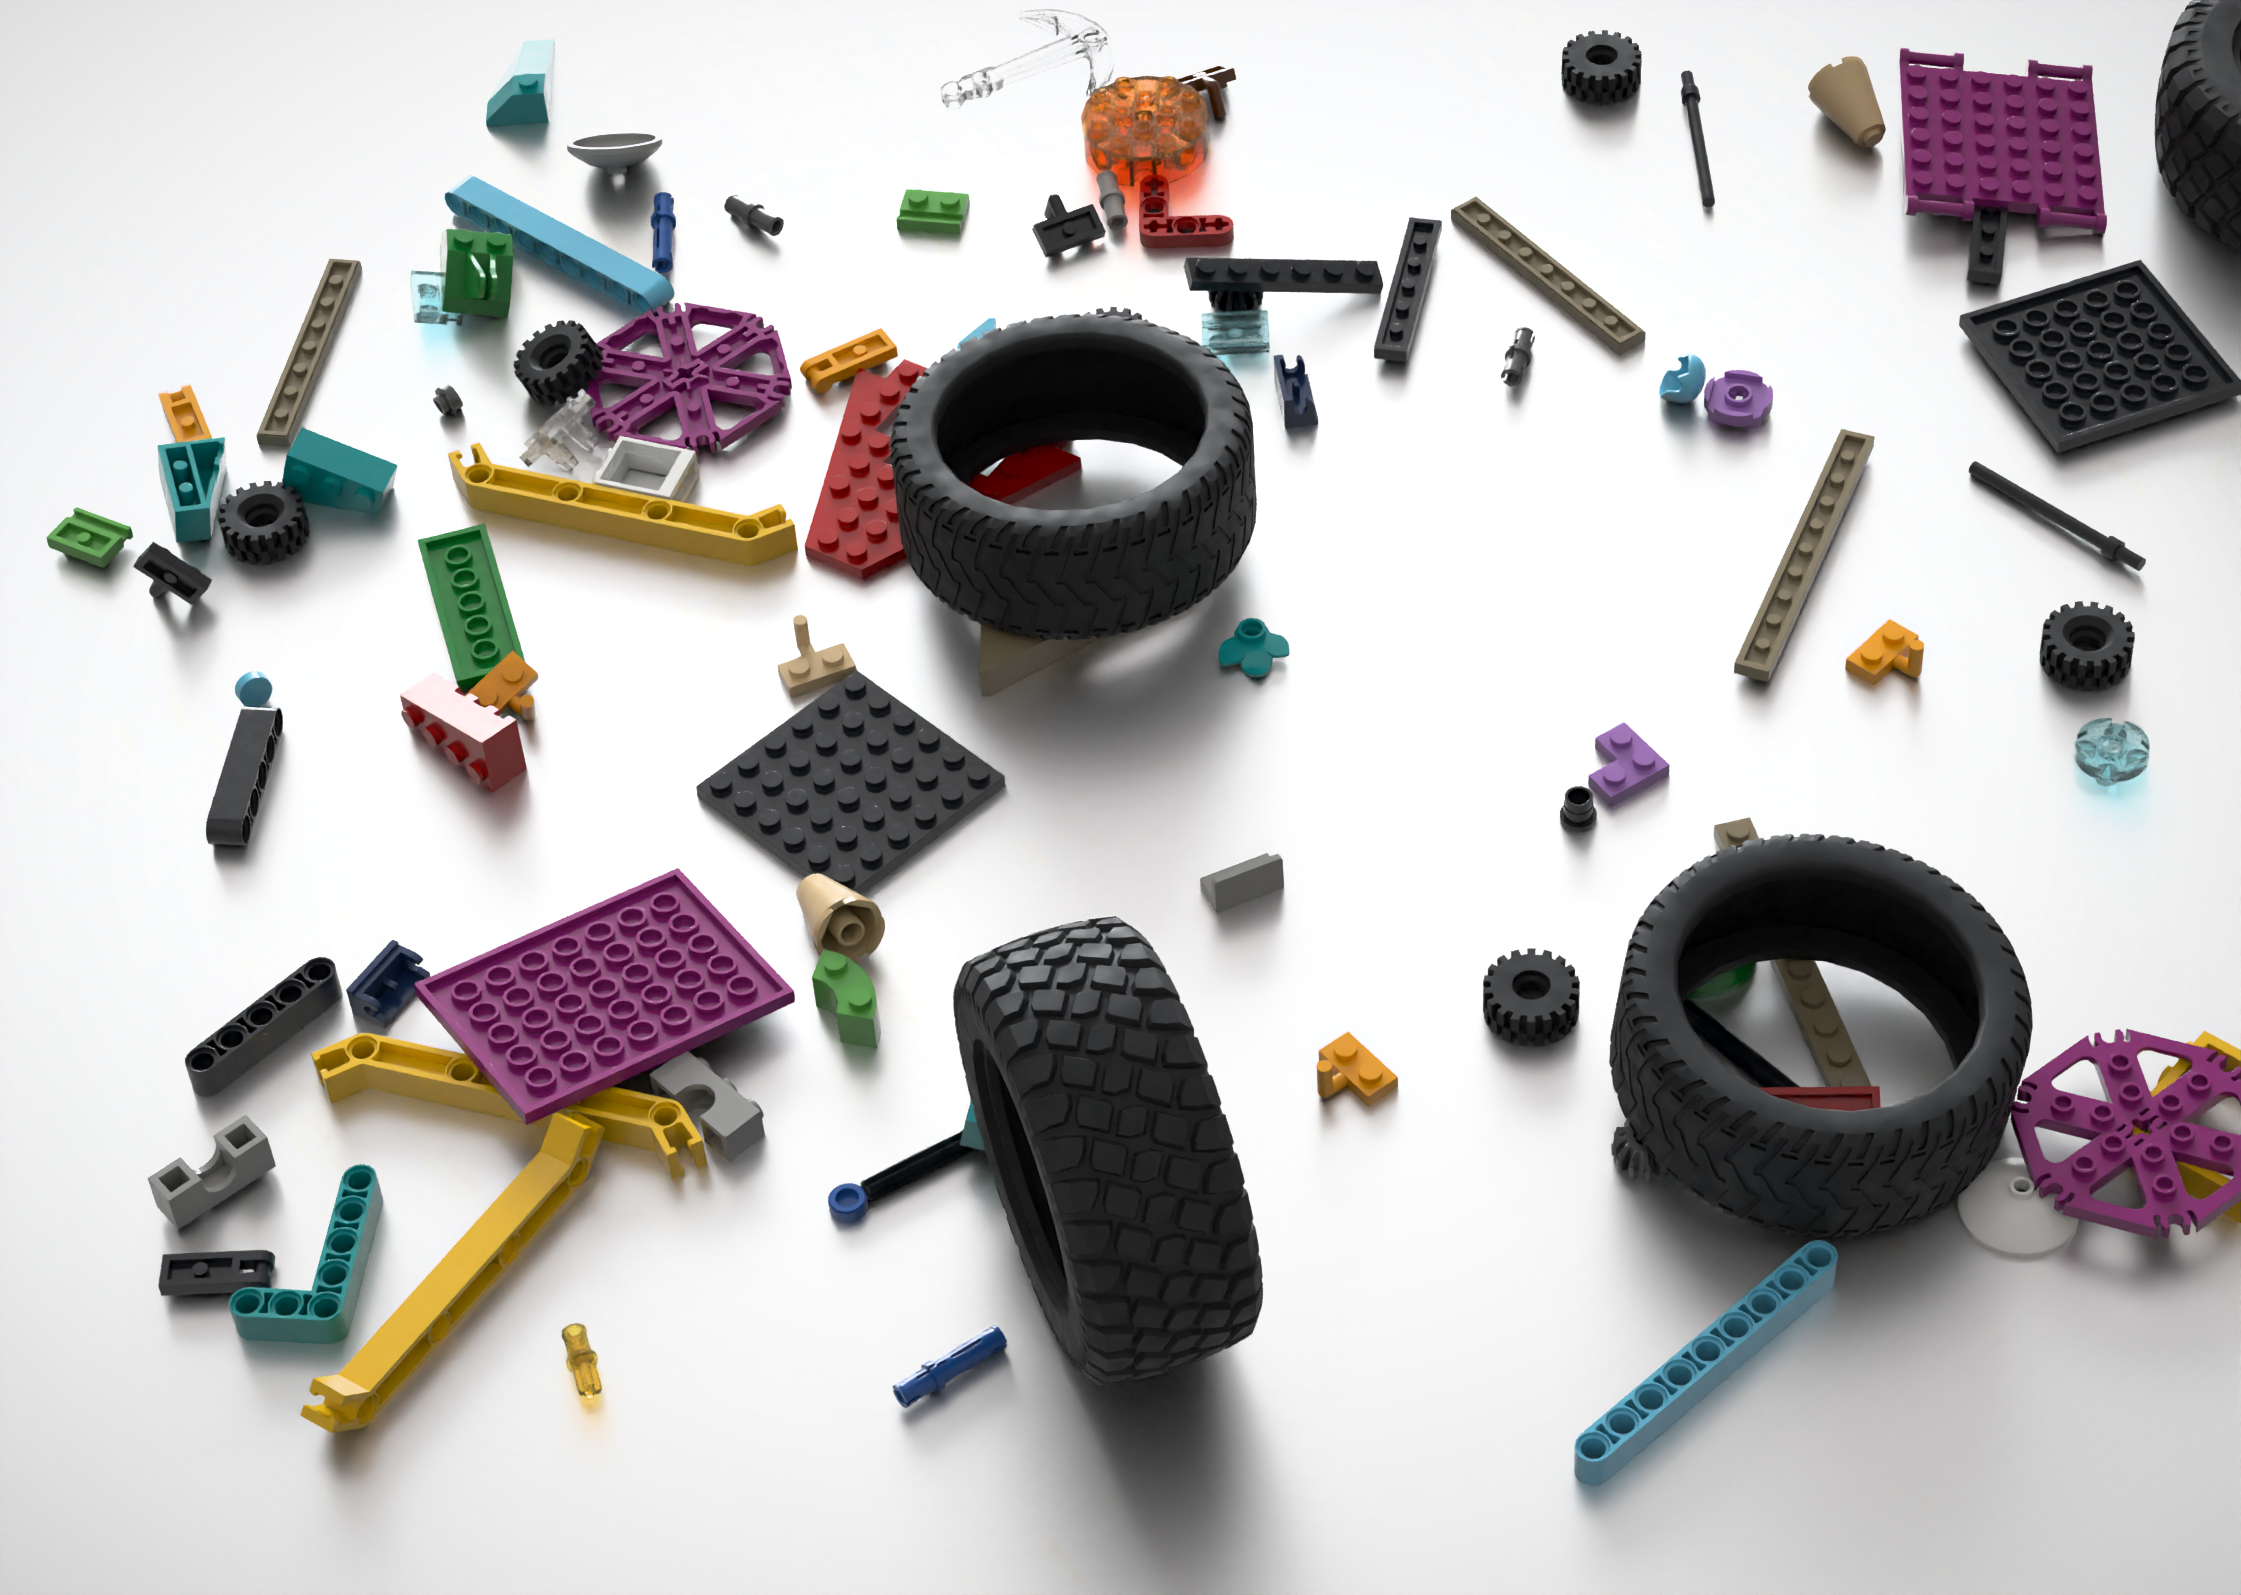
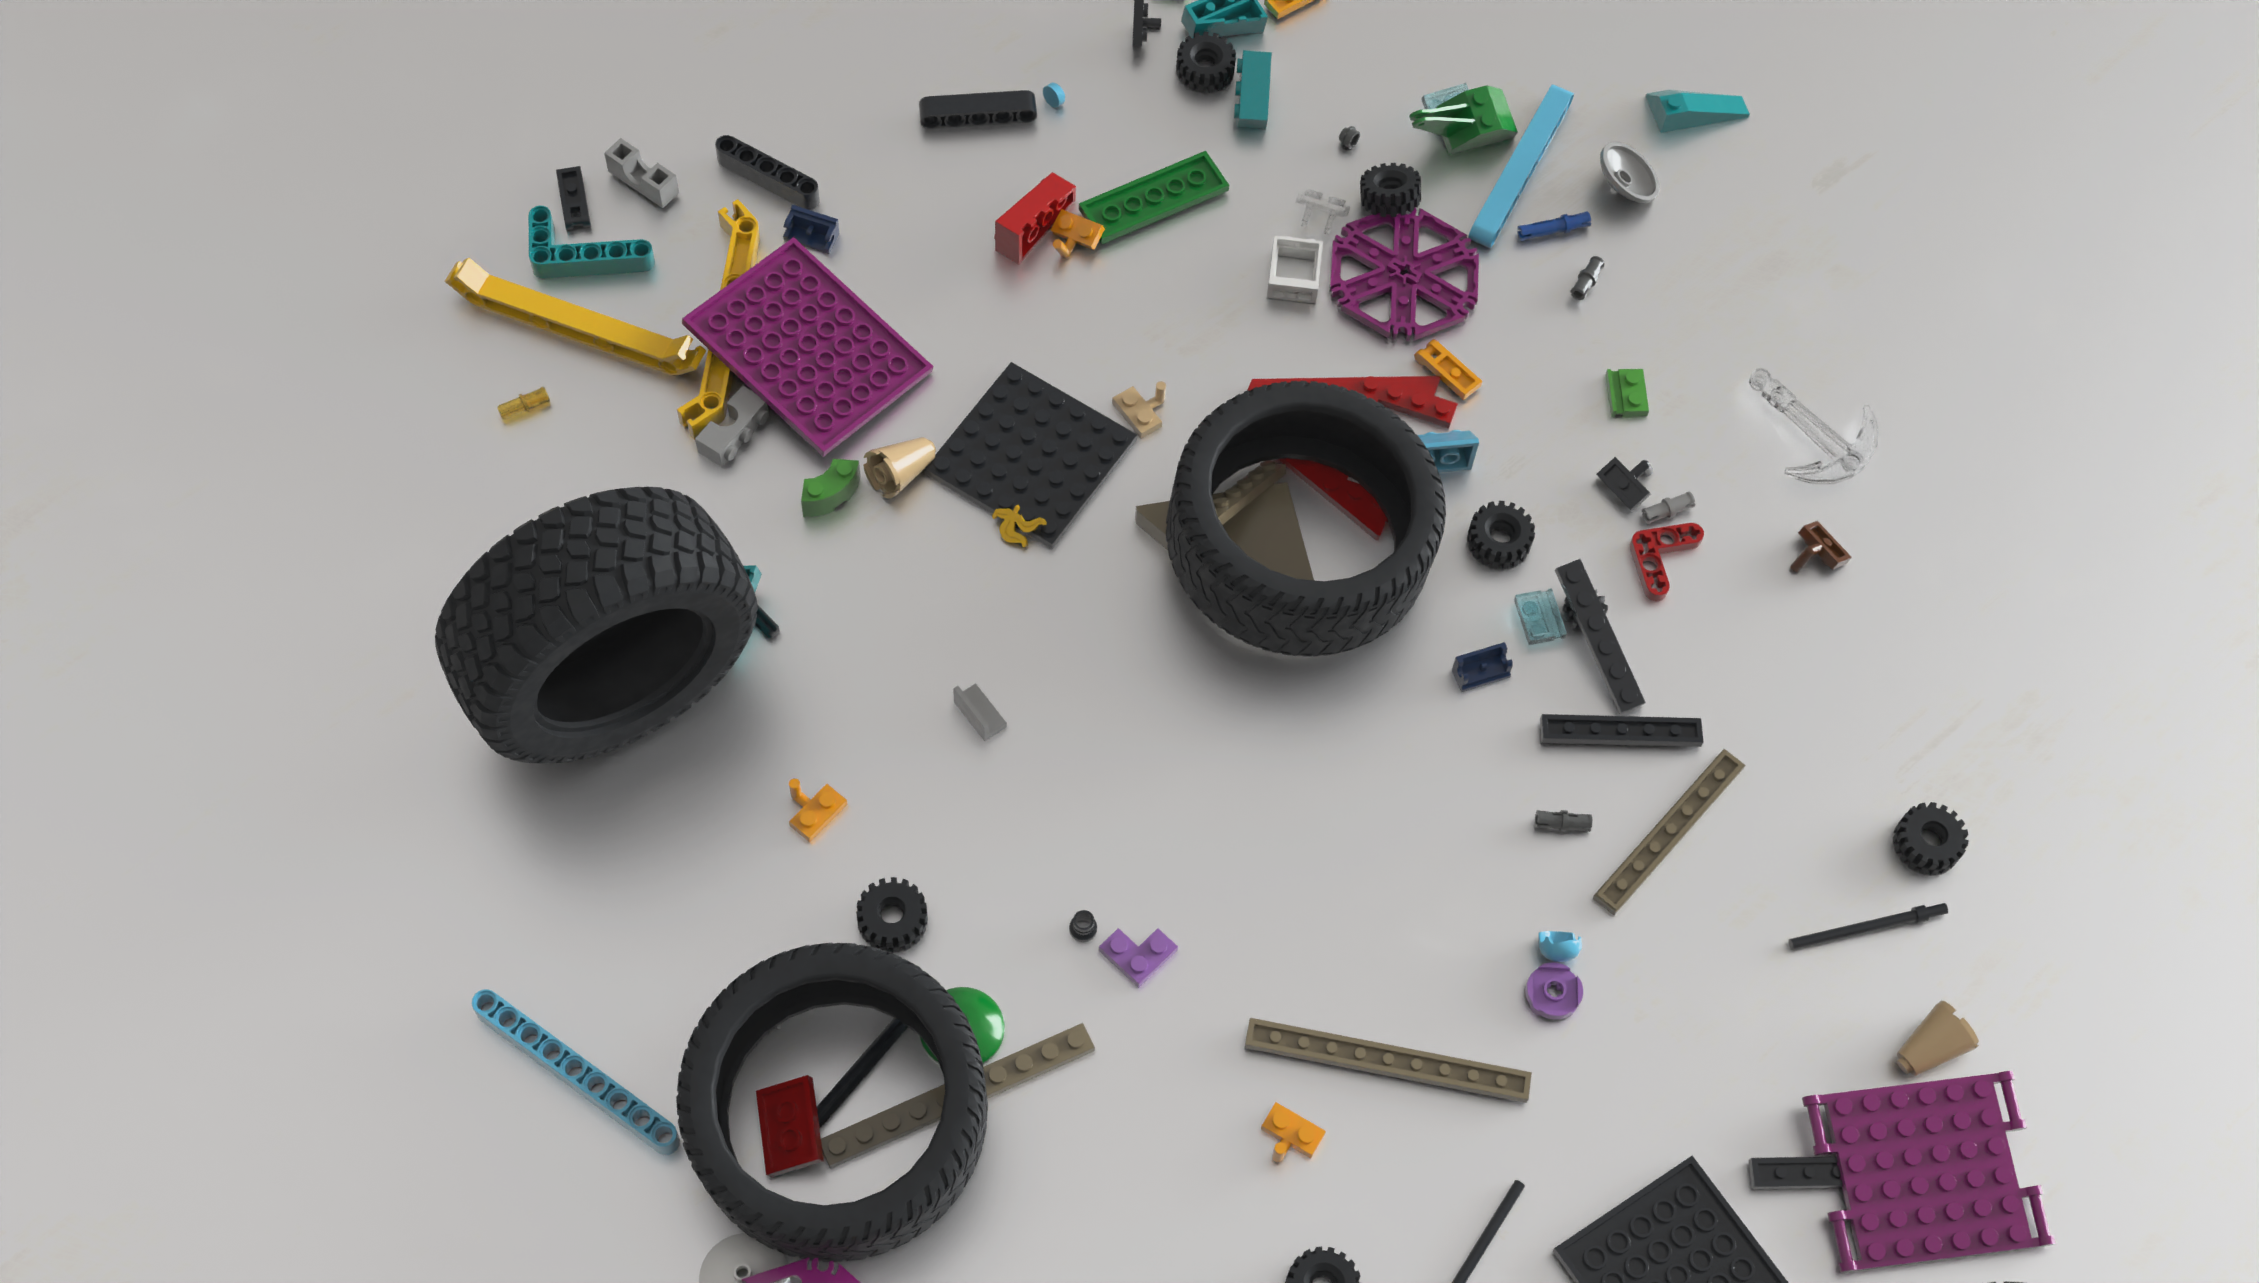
camera: 70 degrees right, 15 degrees up
(309, 353) = (1383, 48): dark tan tile -> none
(623, 513) = (1269, 176): yellow piece -> none
(964, 820) = (1007, 527): none -> yellow piece
(1145, 129) = (1750, 515): clear orange brick -> none
(1253, 648) = (1206, 684): teal plate -> none

